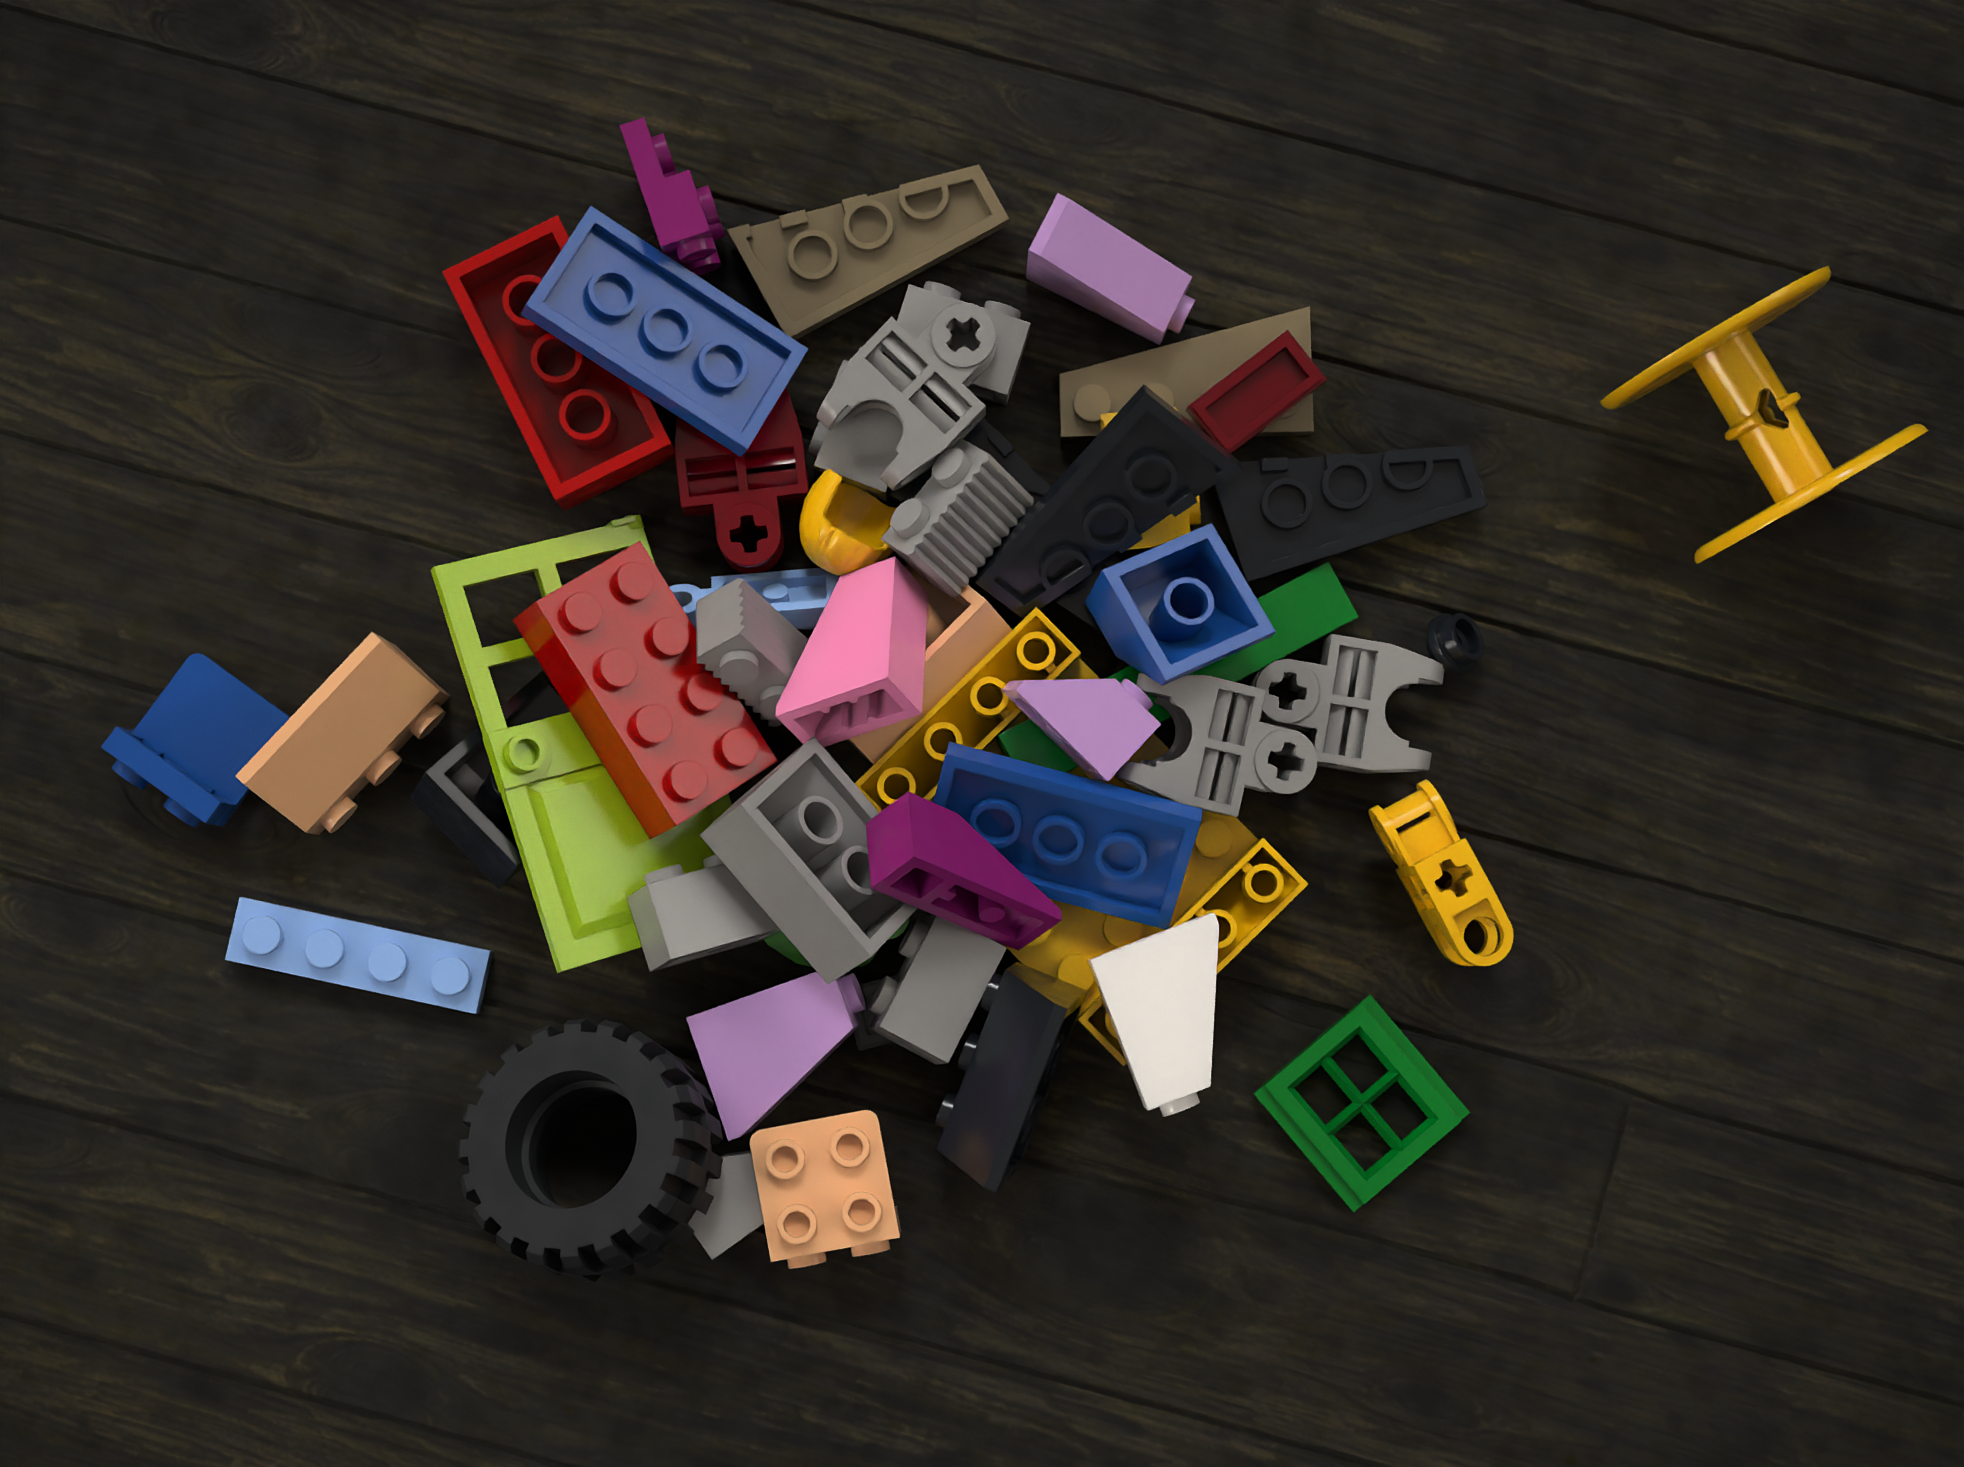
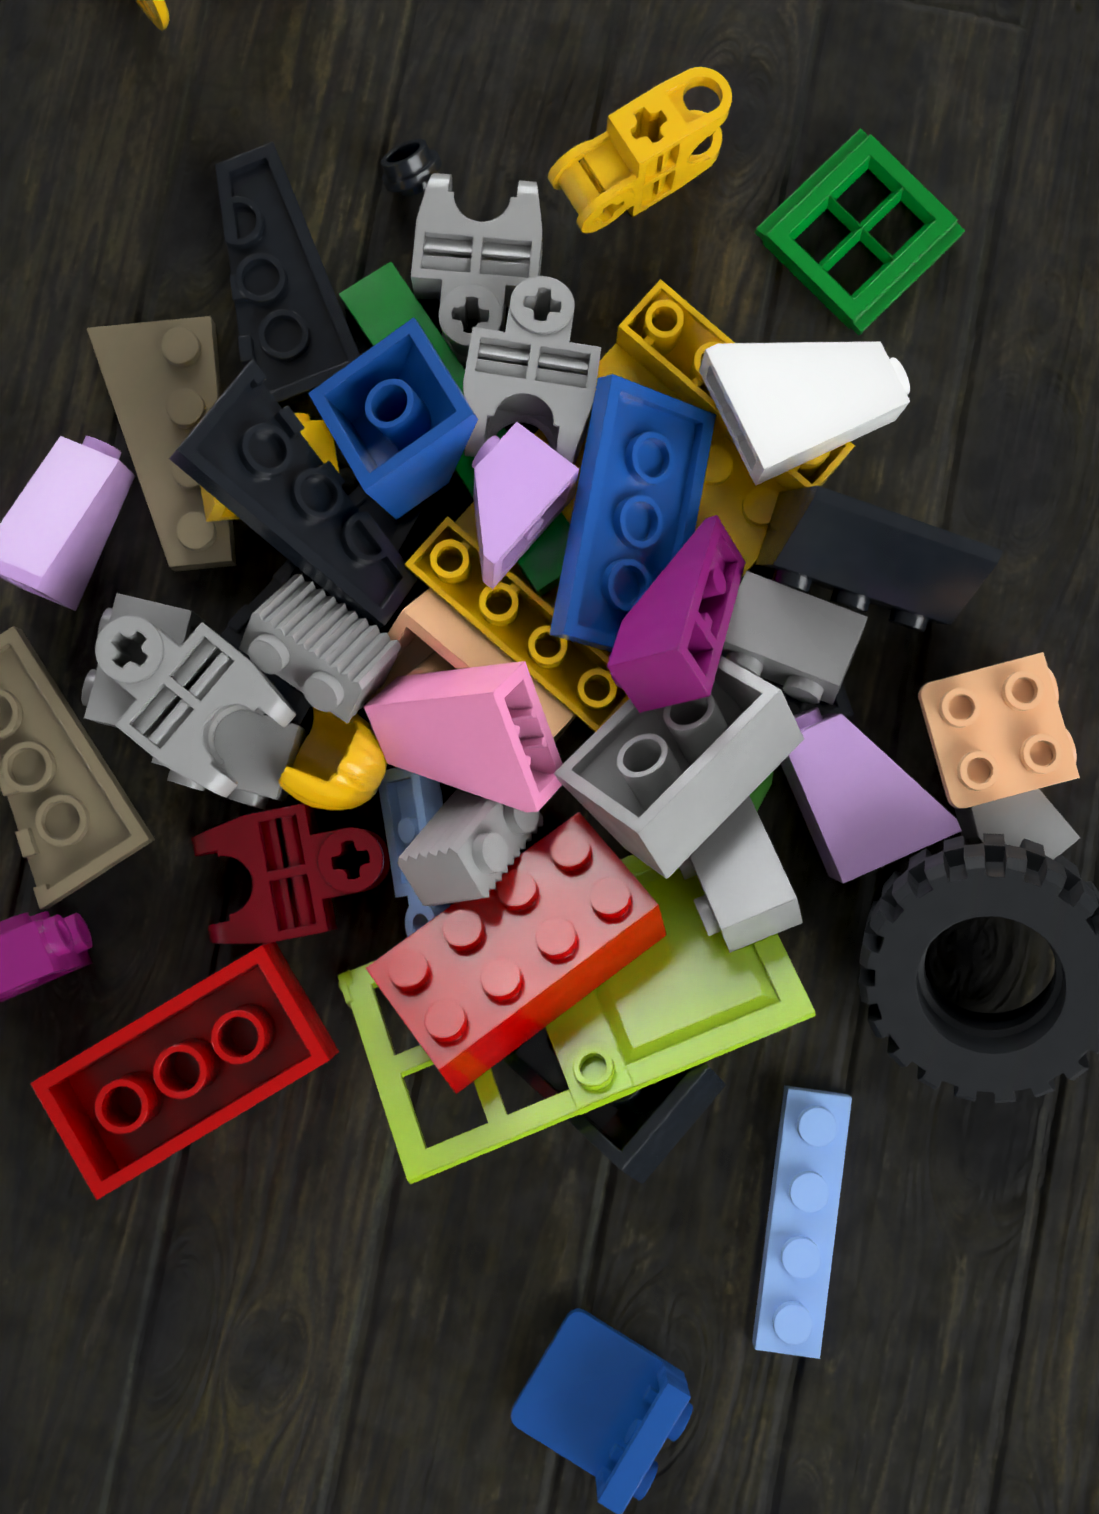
camera: 90 degrees left, 0 degrees up
(345, 736) = (587, 1258): light nougat slope -> none
(664, 331) = (144, 962): blue plate -> none
(1256, 393) = (171, 363): dark red tile -> none

